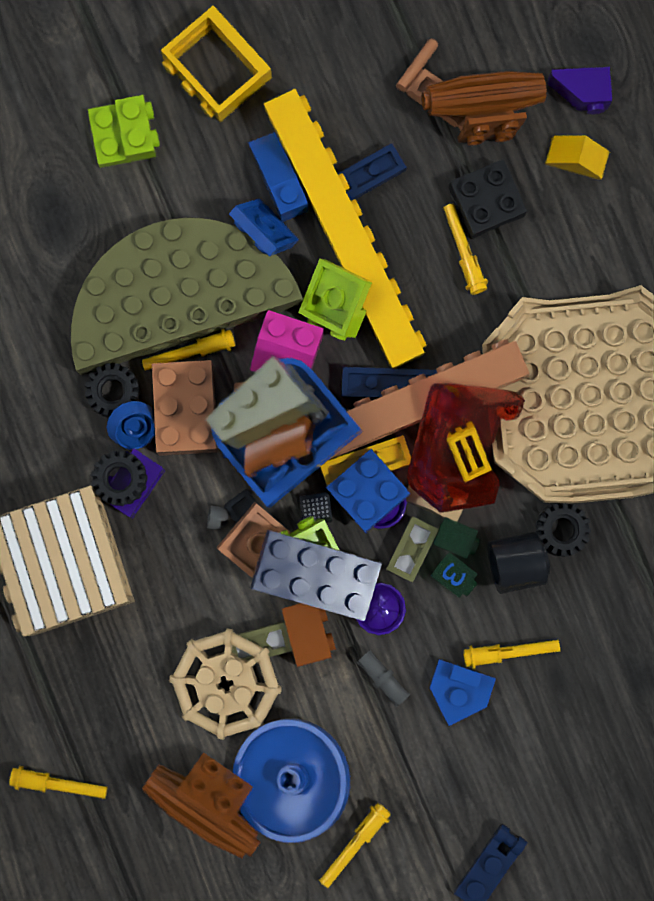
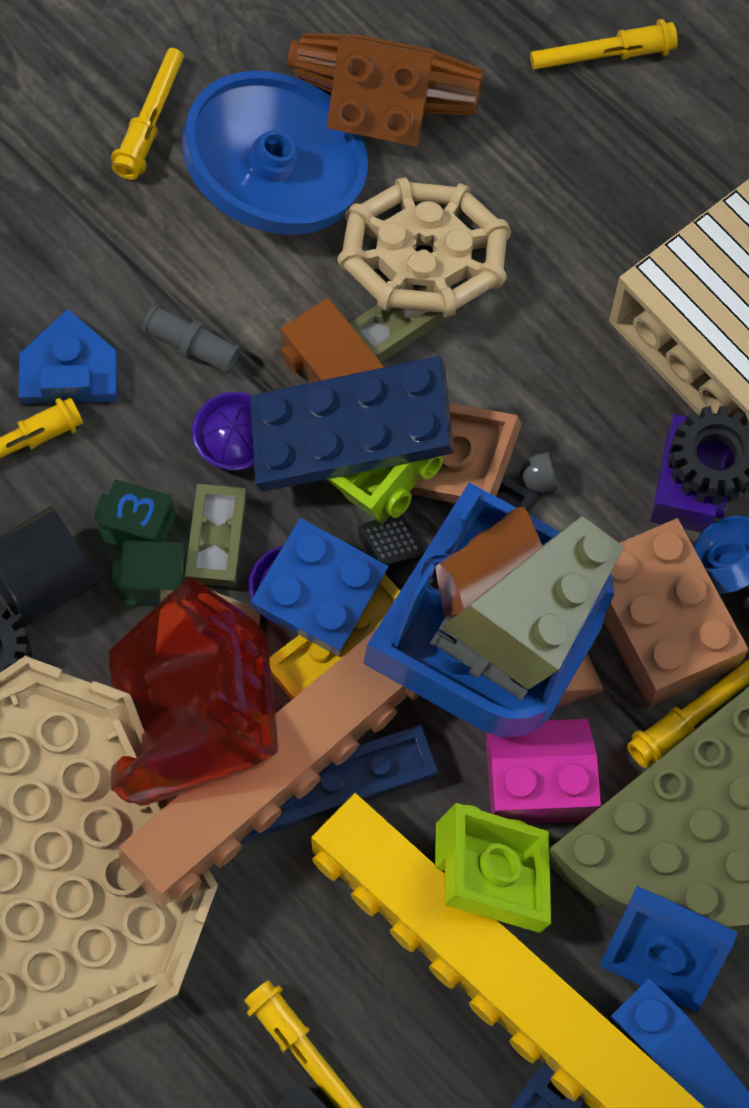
camera: 160 degrees right, 15 degrees down
(460, 435) = (179, 674): yellow tile -> none

